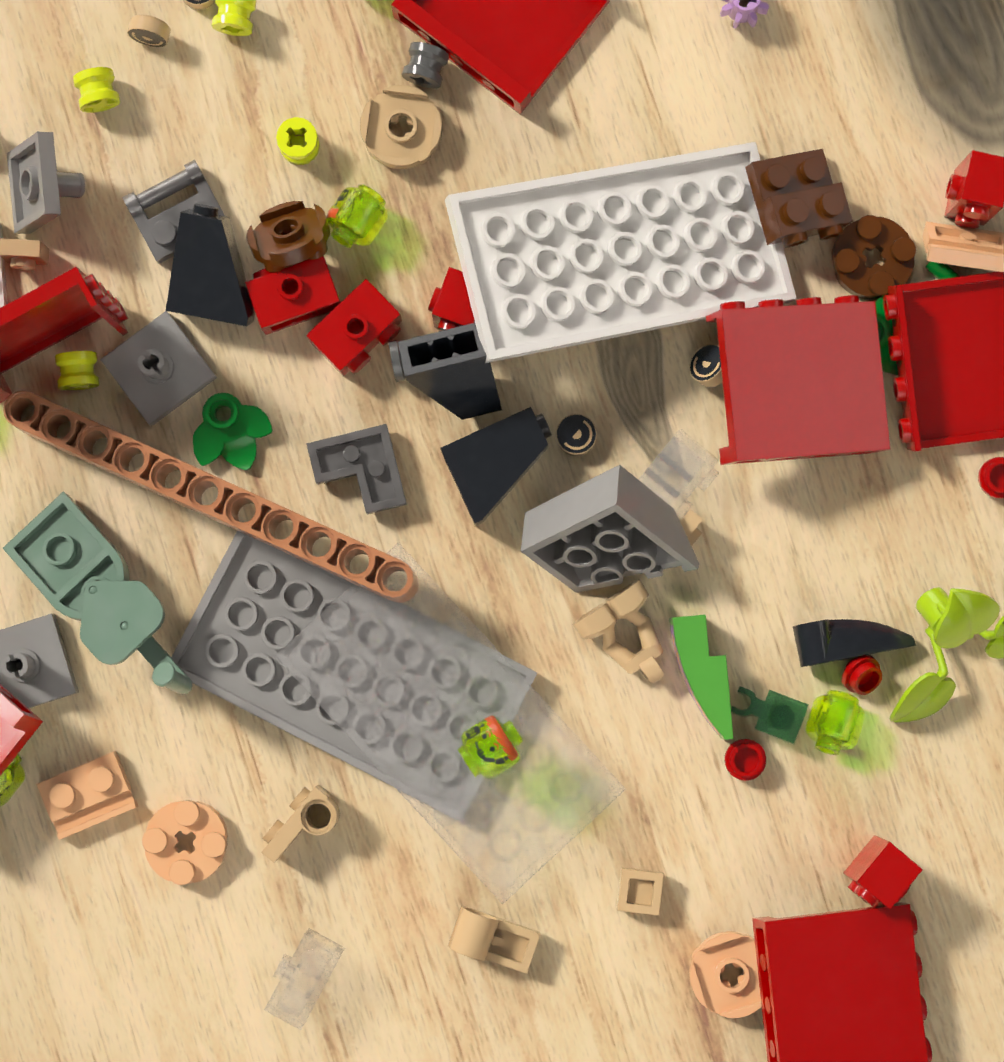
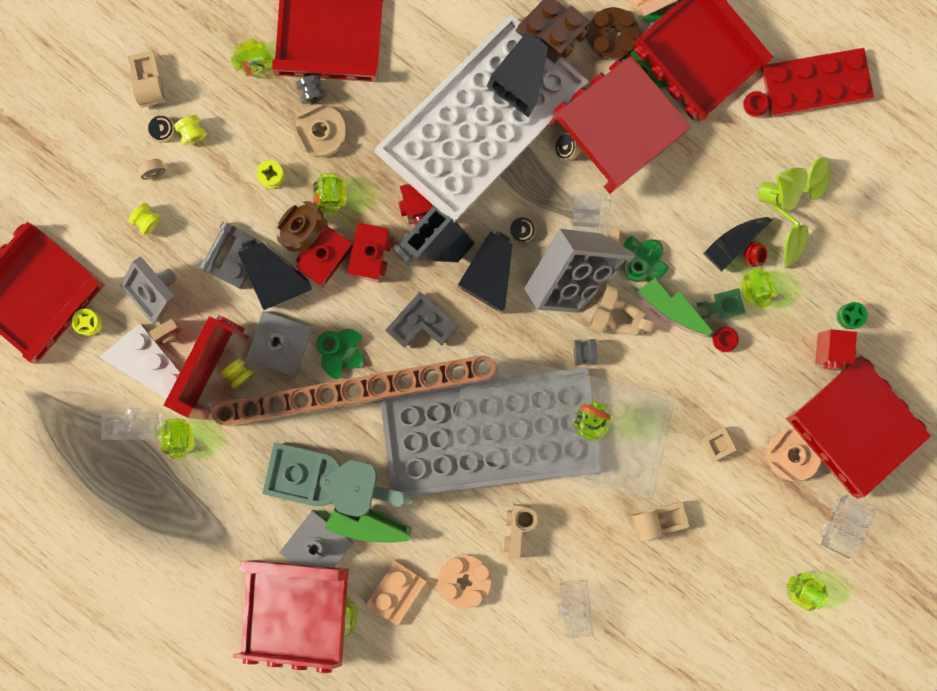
camera: 40 degrees left, 0 degrees up
(110, 687) = (369, 527): none -> bright green slope
(548, 650) = (585, 352): none -> dark grey wheel
(710, 226) = (521, 74): none -> black slope
(715, 579) = (646, 257): none -> green plate
(940, 849) = (856, 313): none -> green wheel

